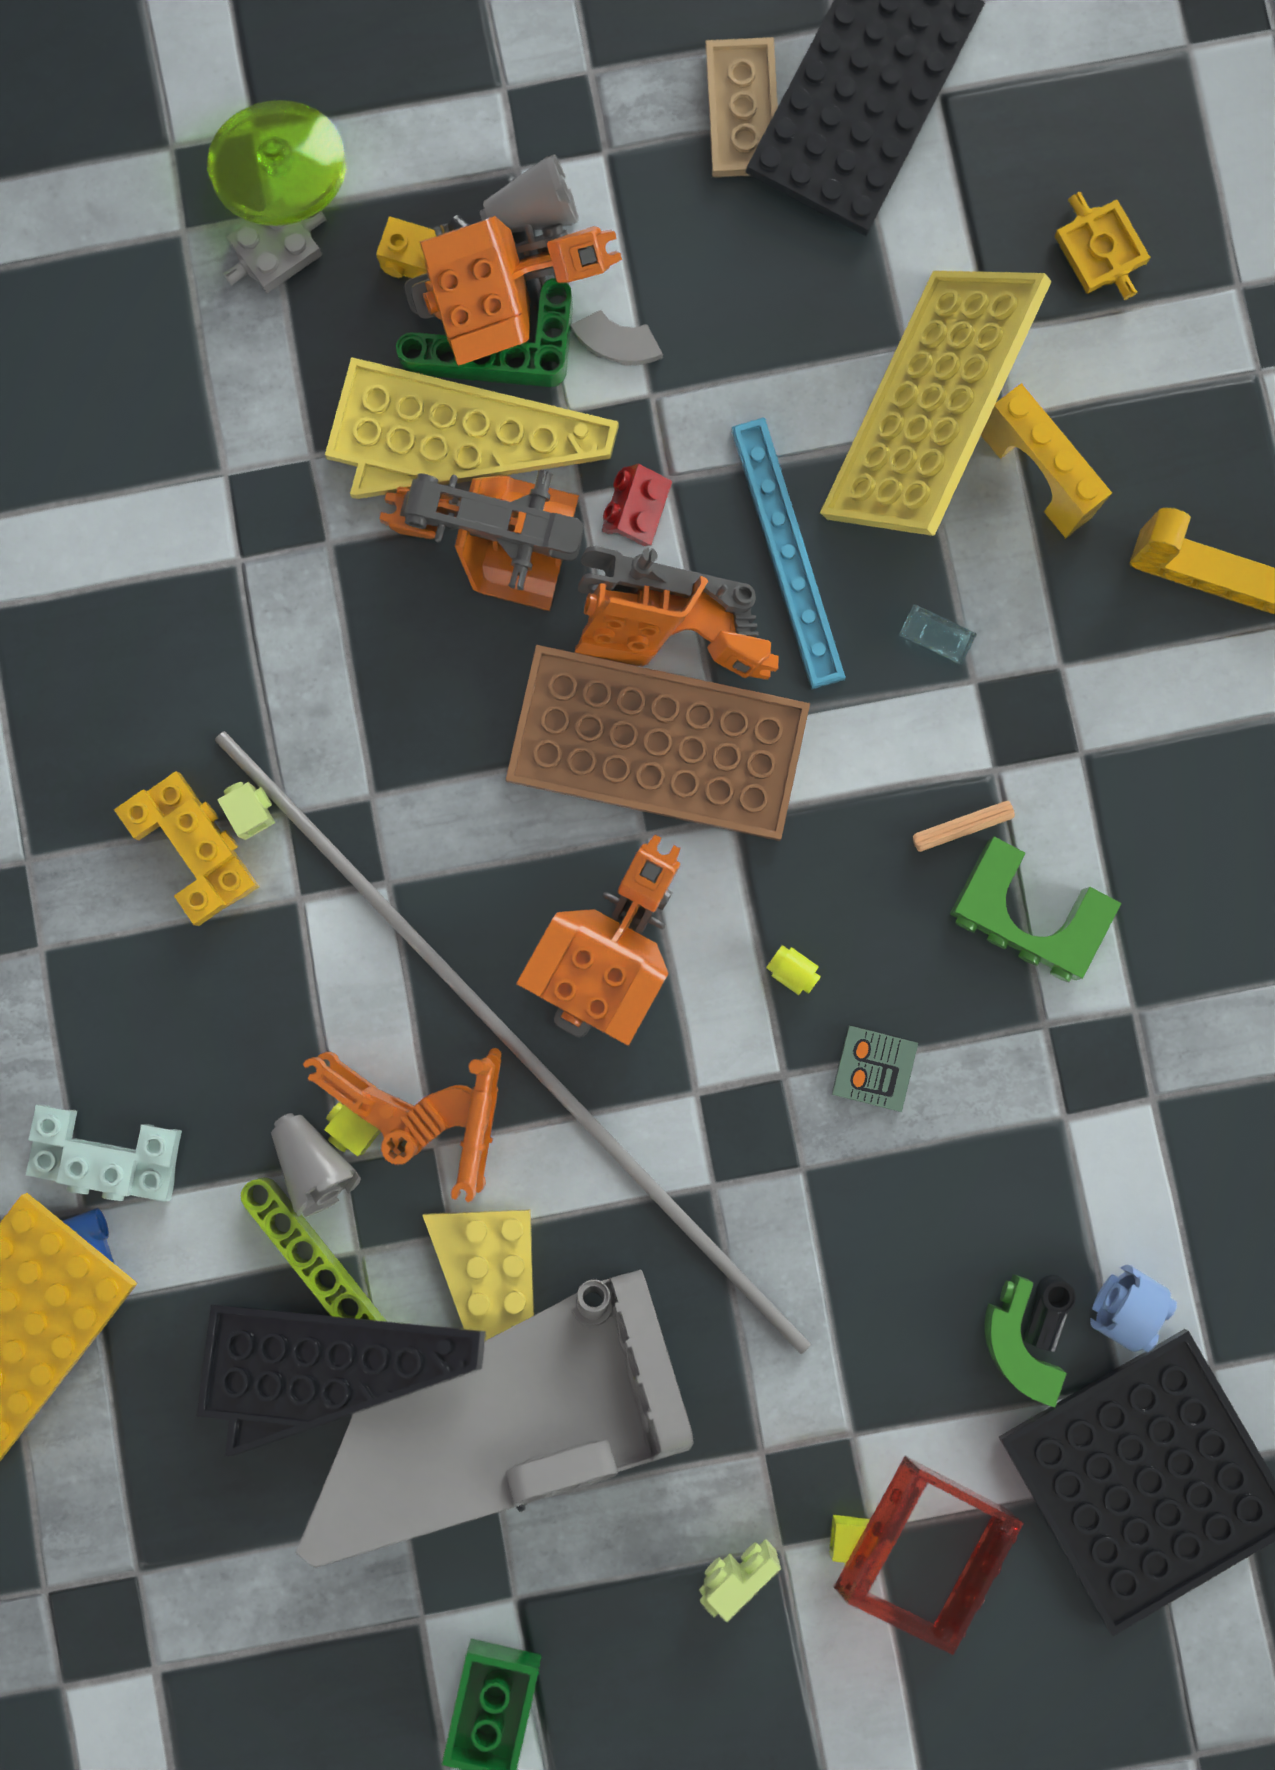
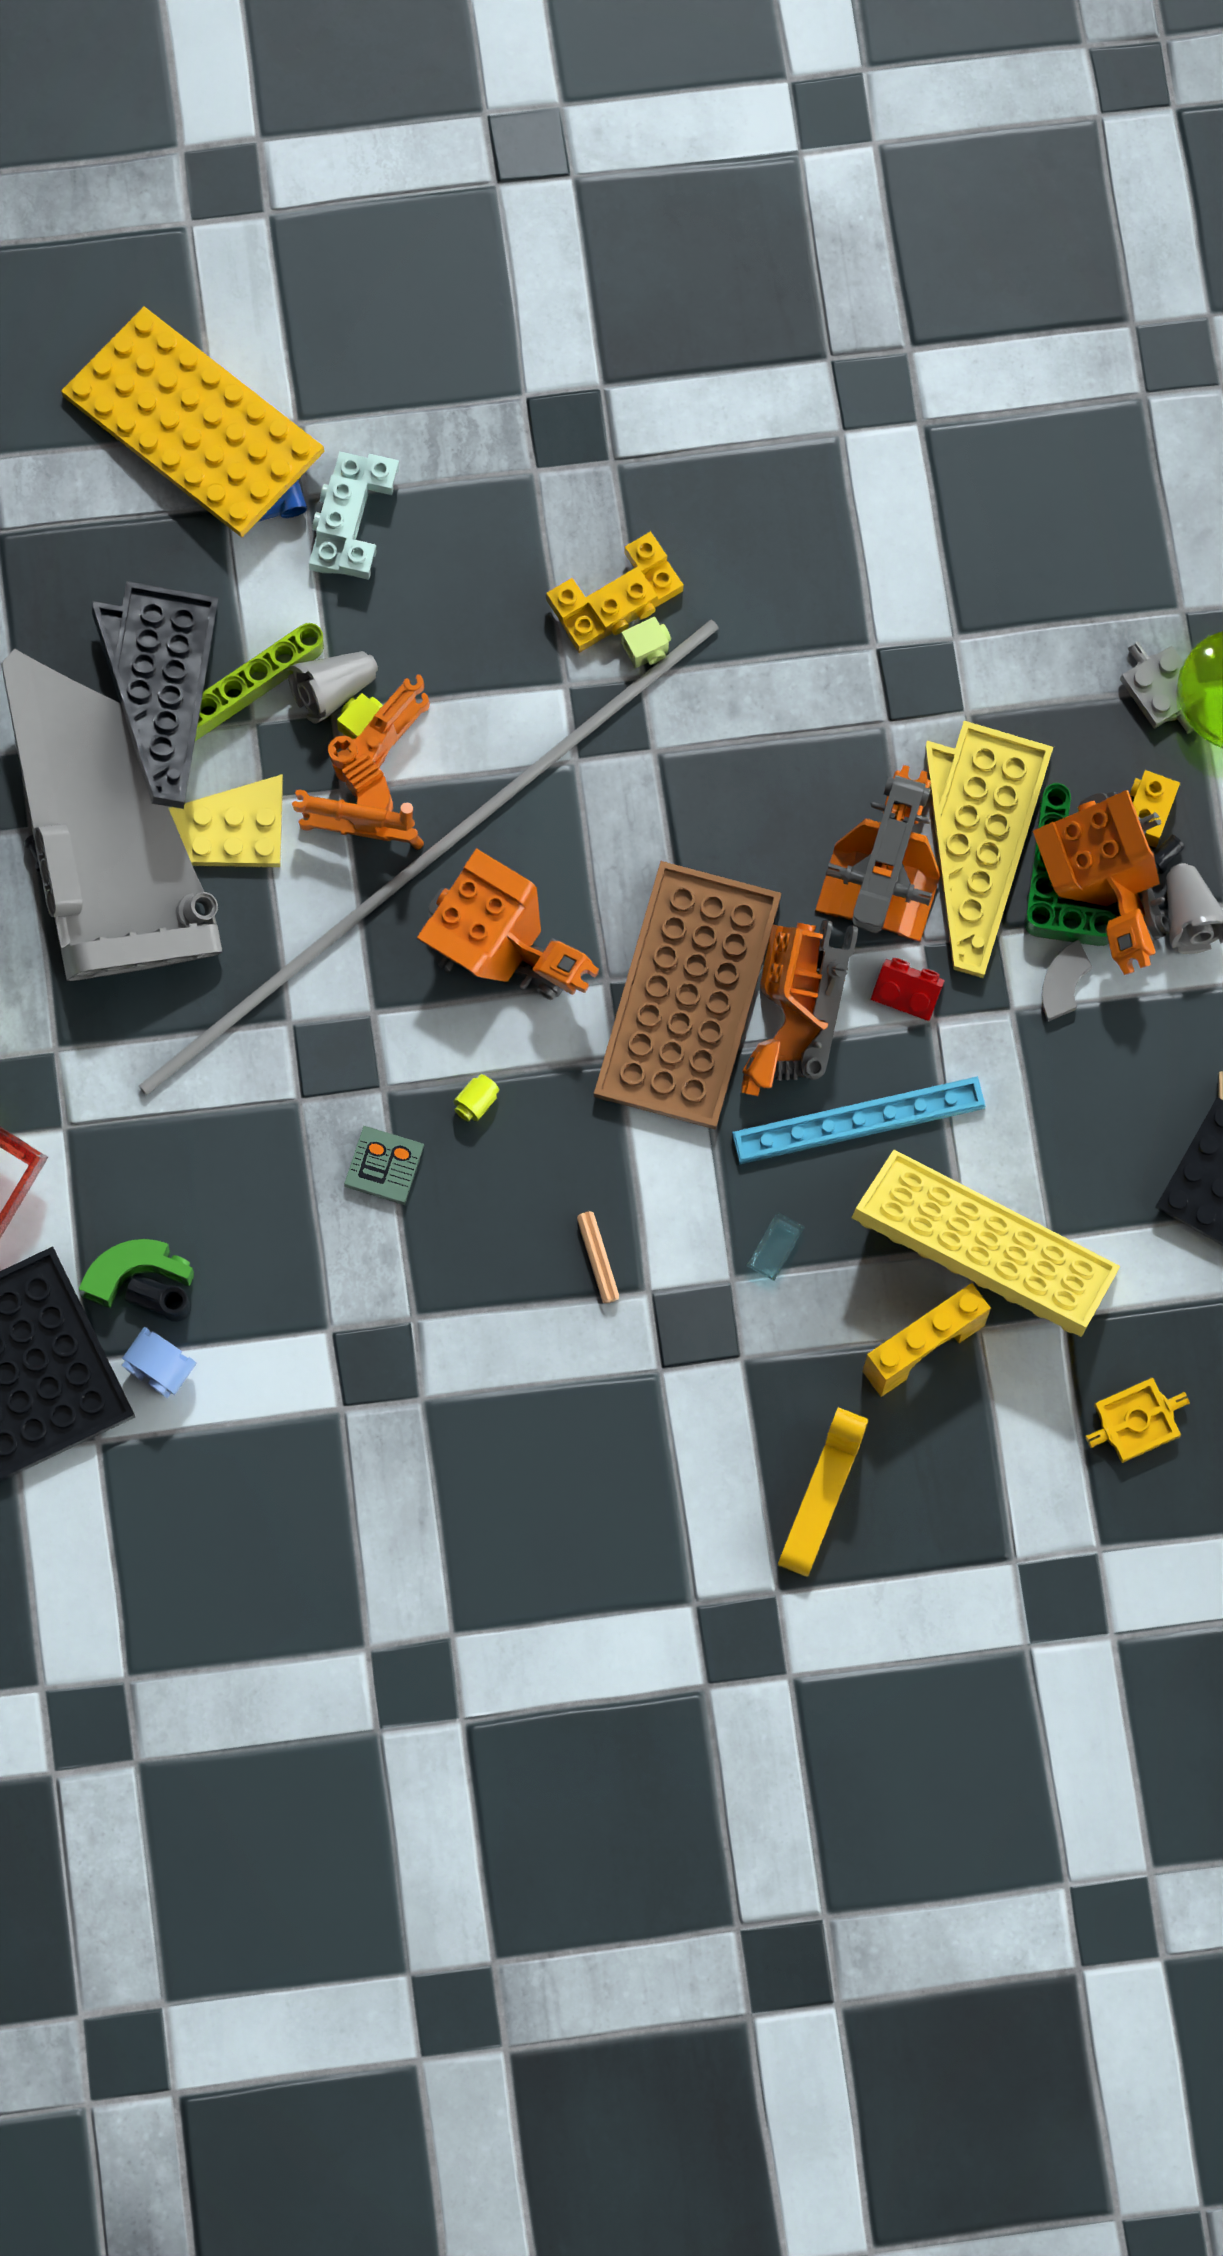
camera: 85 degrees right, 10 degrees down
(984, 908) = (522, 1266): bright green arch -> none

